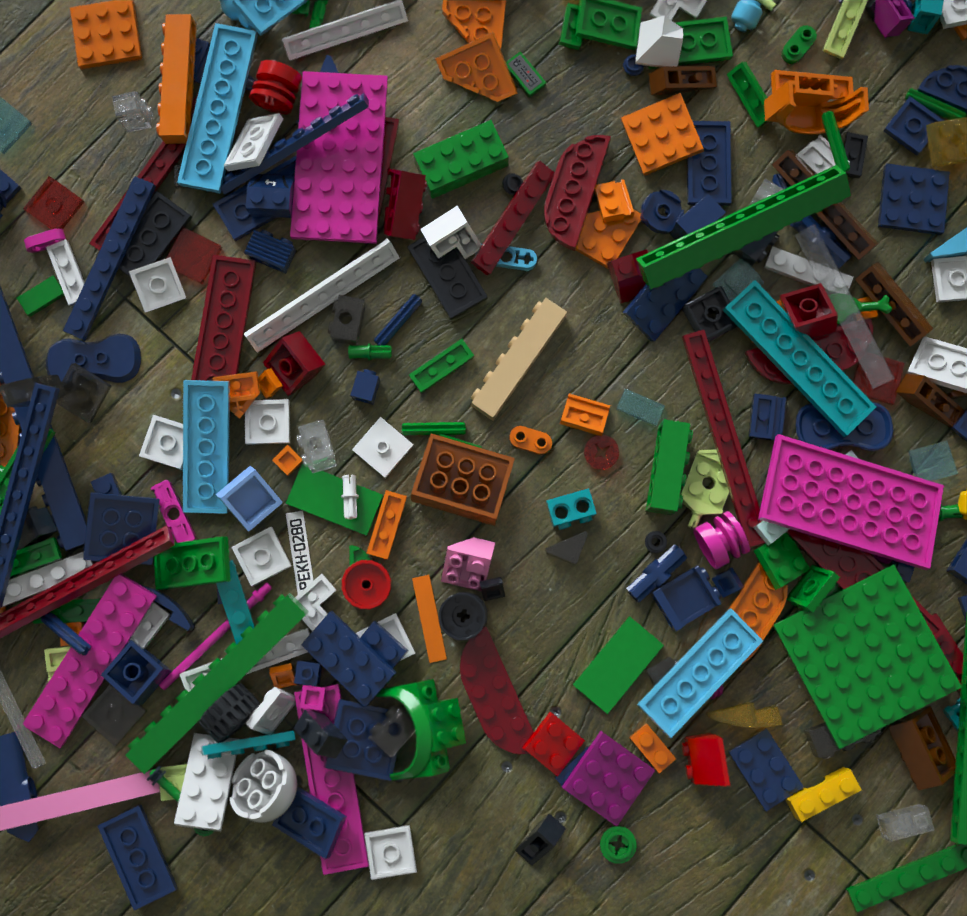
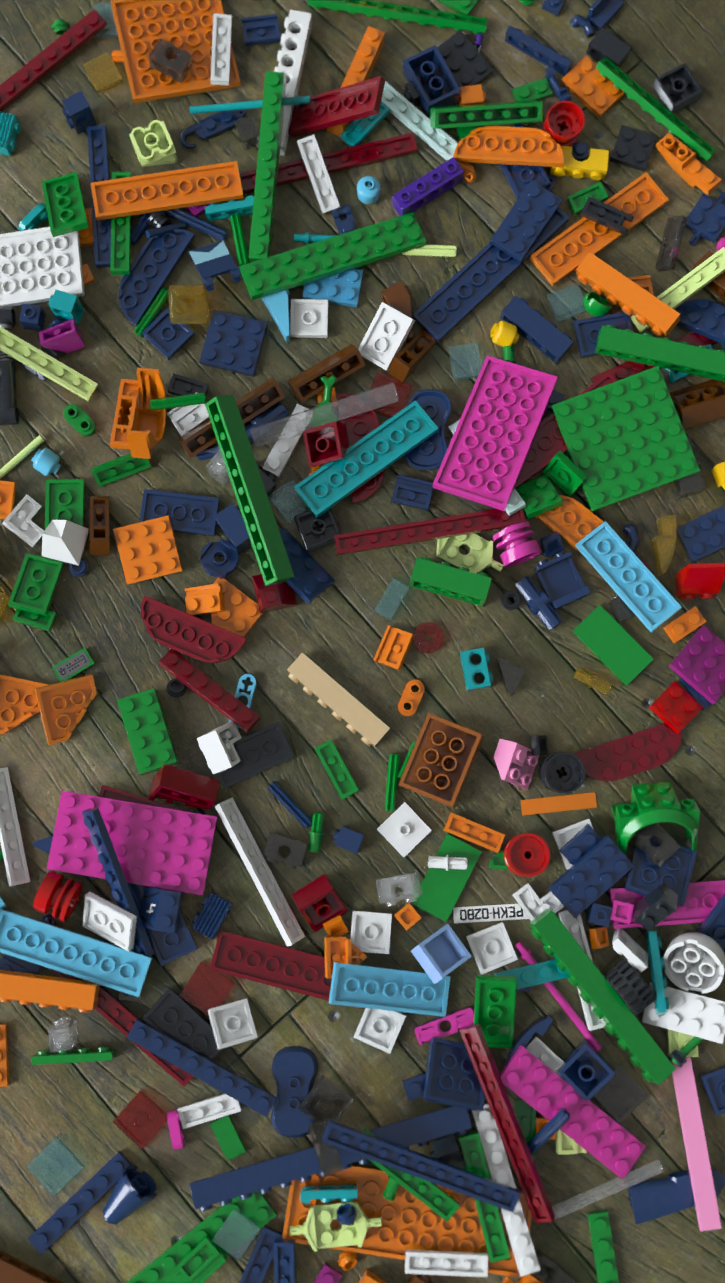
camera: 85 degrees left, 0 degrees up
(114, 135) = (83, 1054): none -> green plate
(573, 644) = (592, 681): none -> clear yellow axle
(749, 680) = (634, 536): none -> dark blue arm

